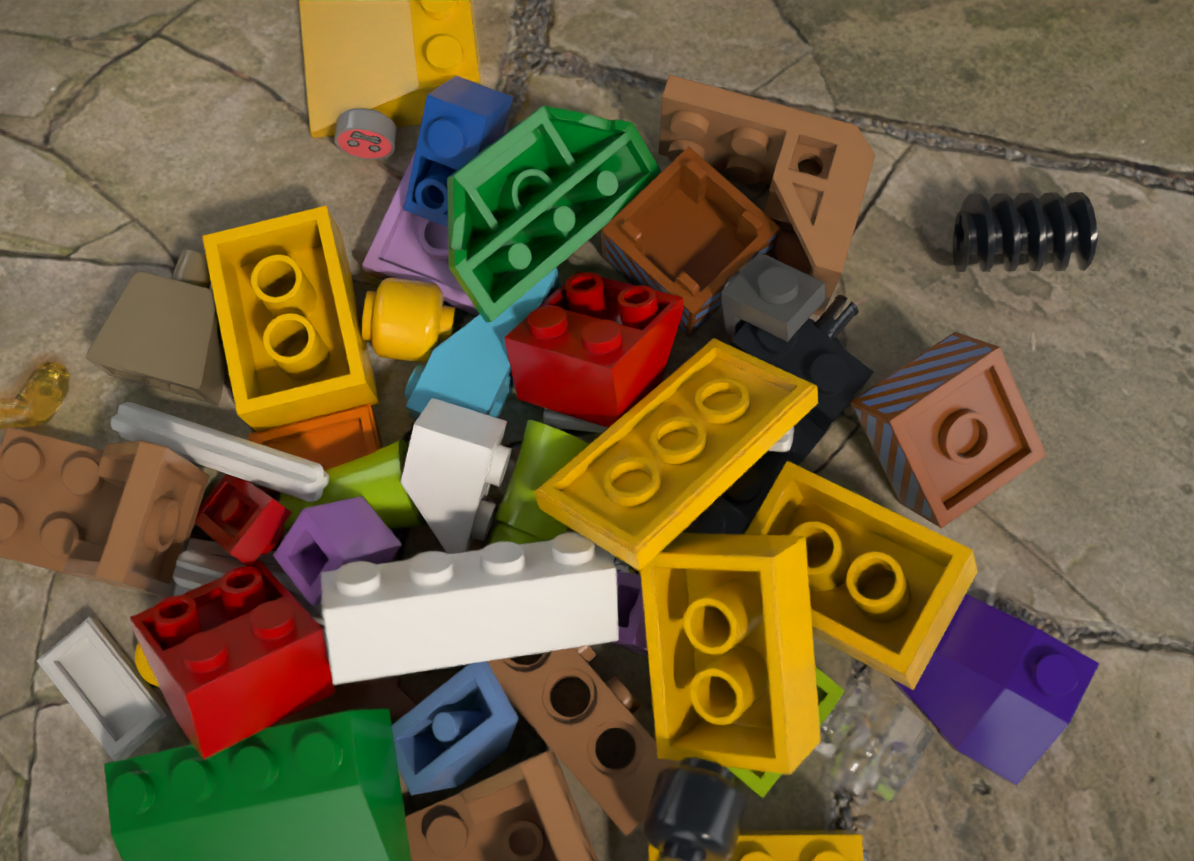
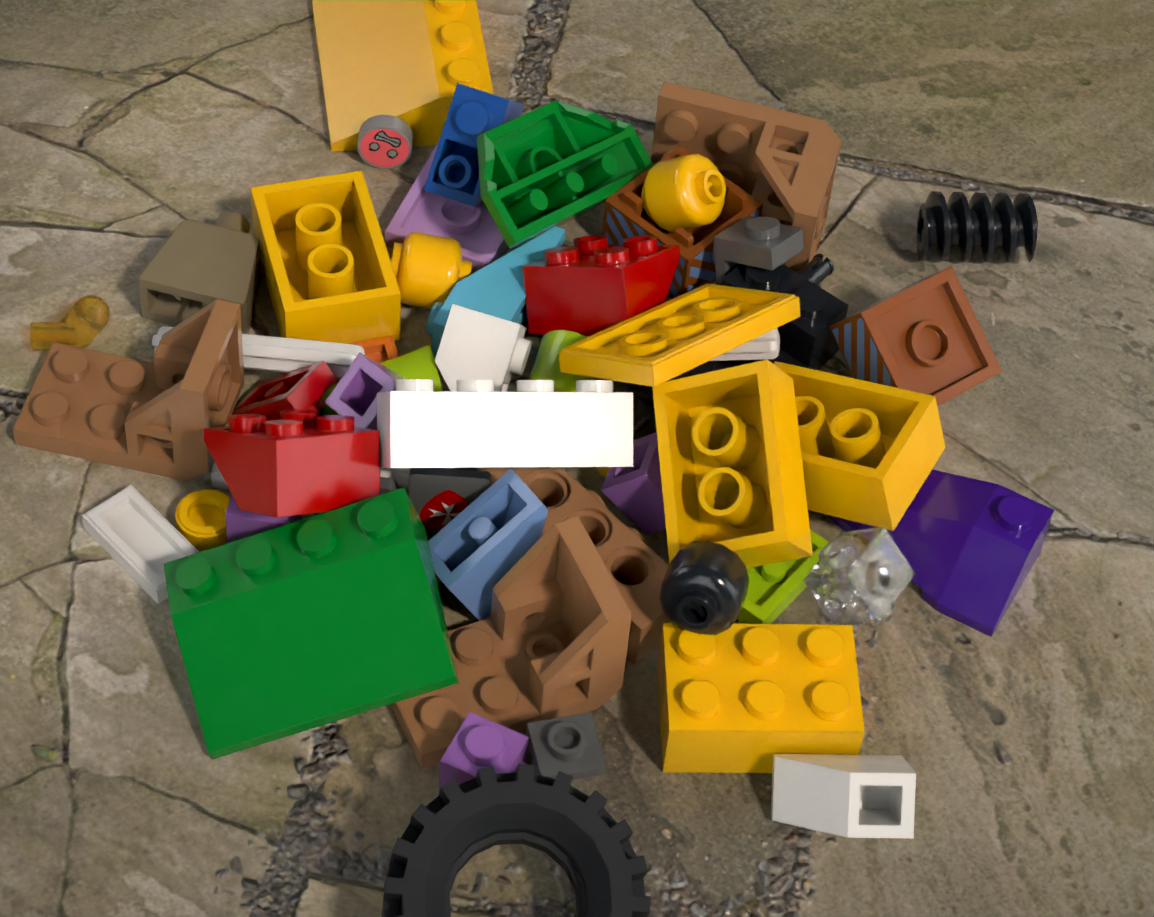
camera: 10 degrees left, 25 degrees down
(690, 219) = (683, 192): none -> yellow head

